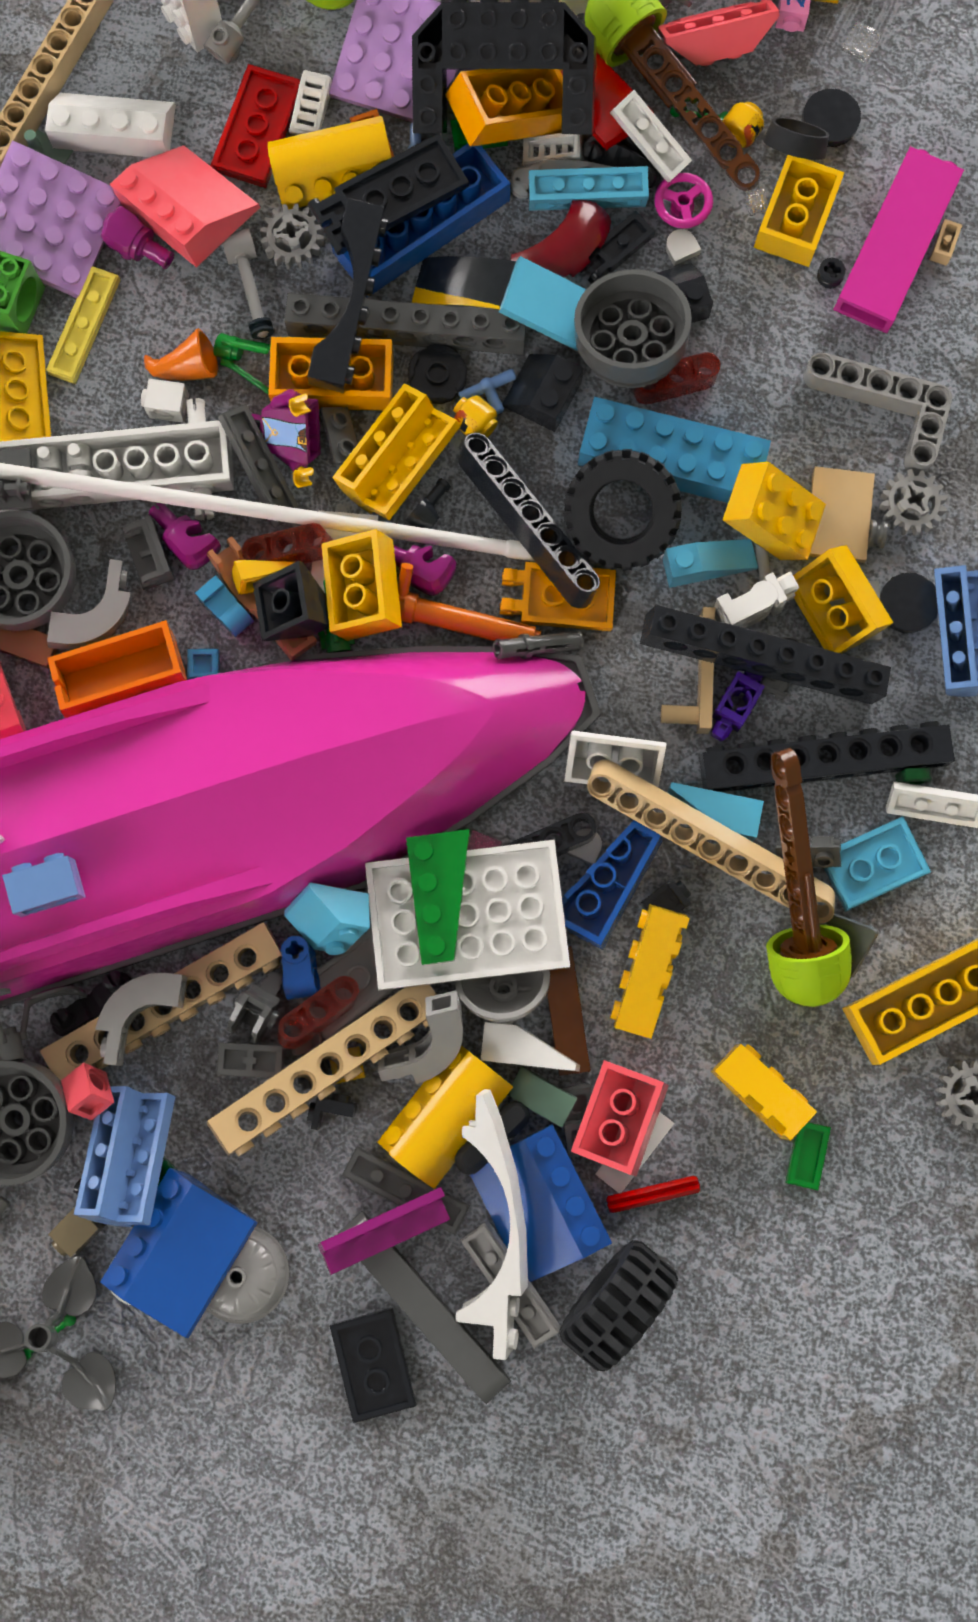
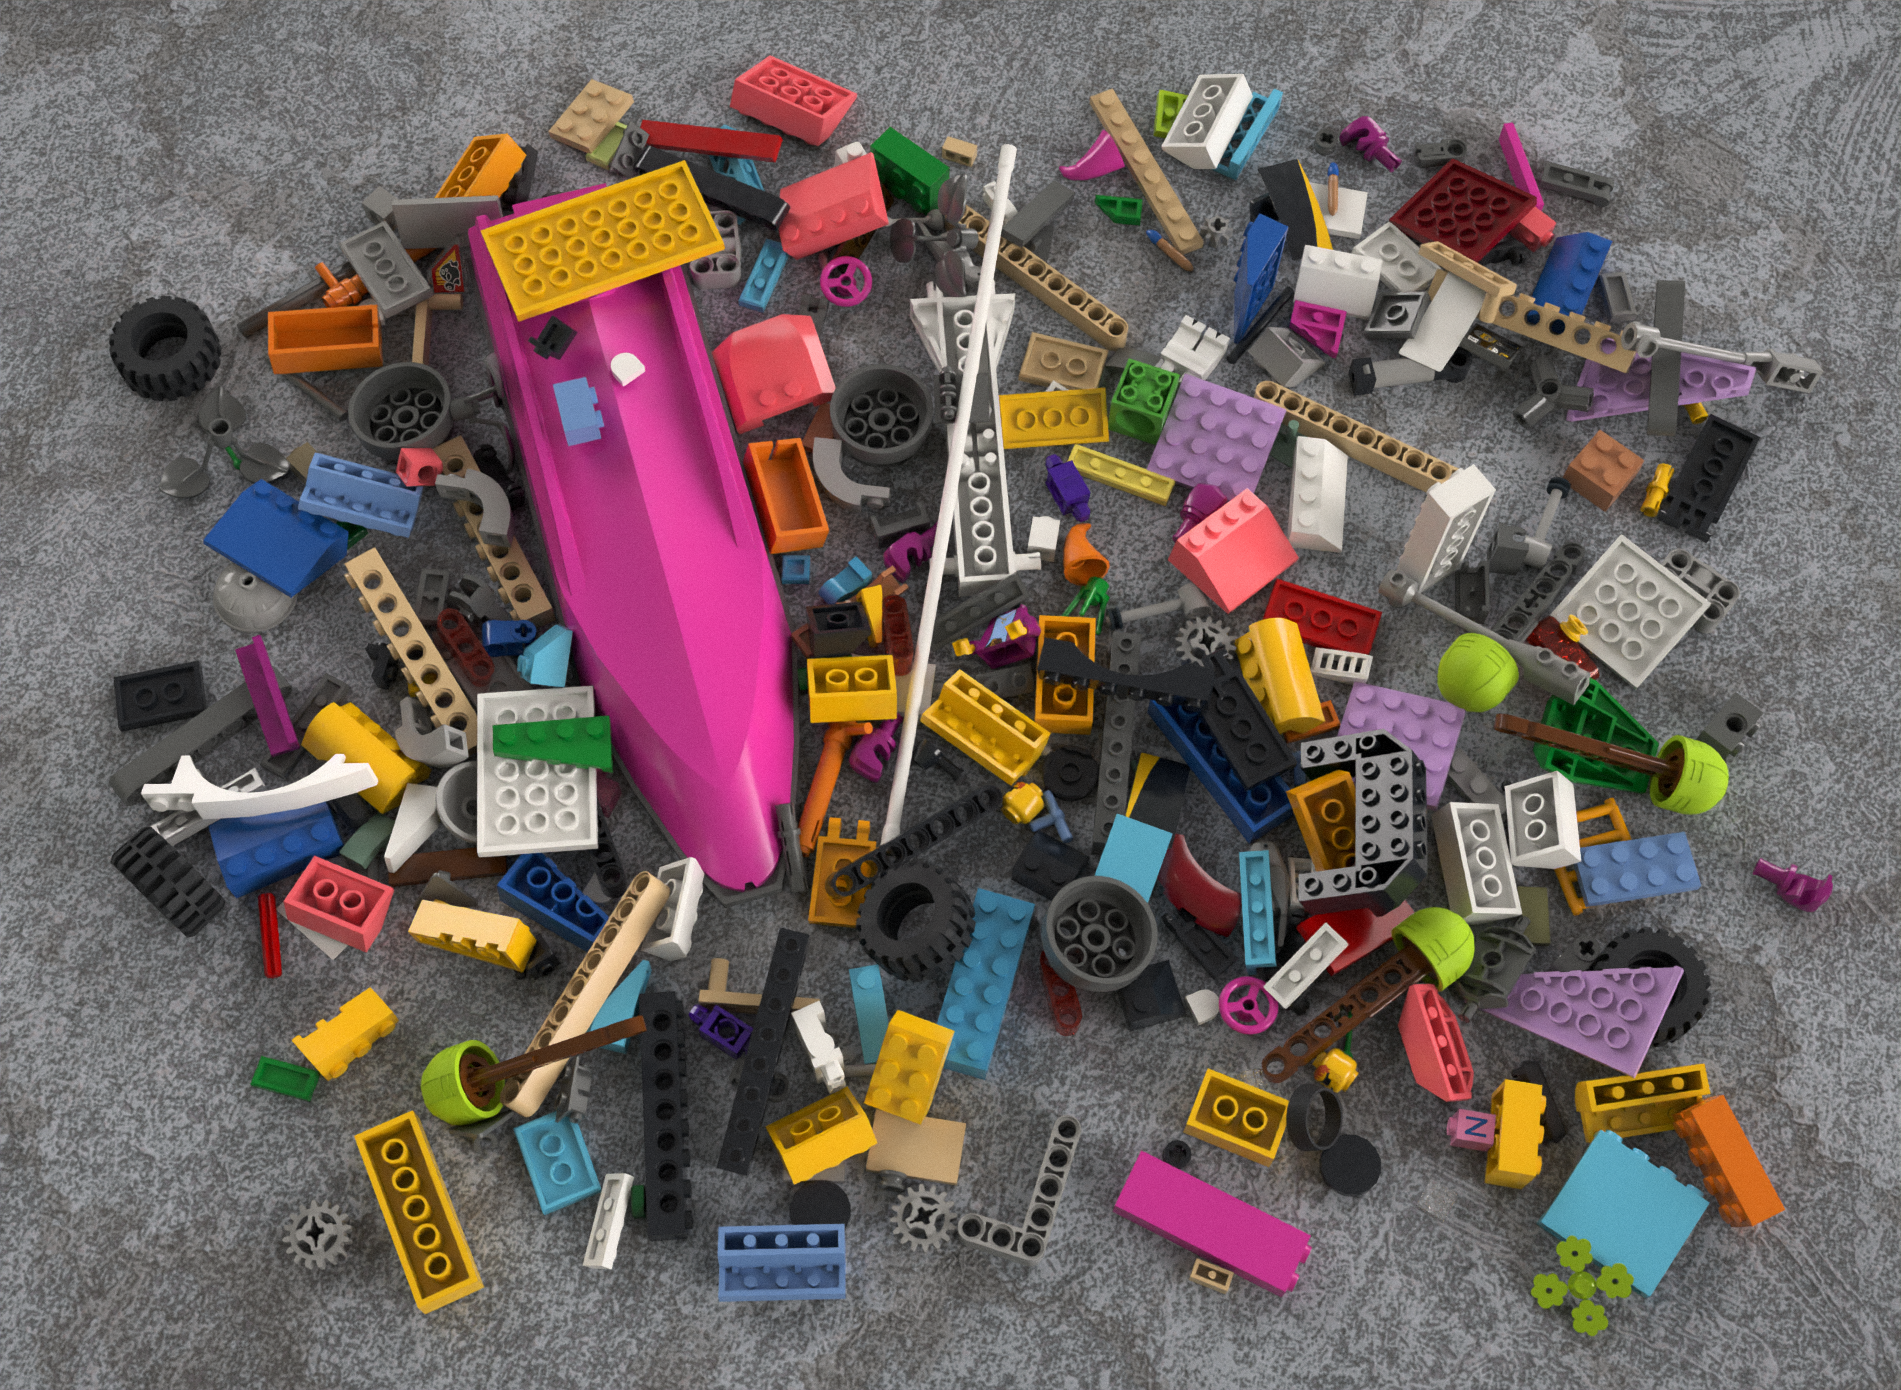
camera: 90 degrees right, 15 degrees down
(103, 376) = (1067, 488): none -> dark purple piece
(600, 1010) = (442, 889): none -> dark grey piece

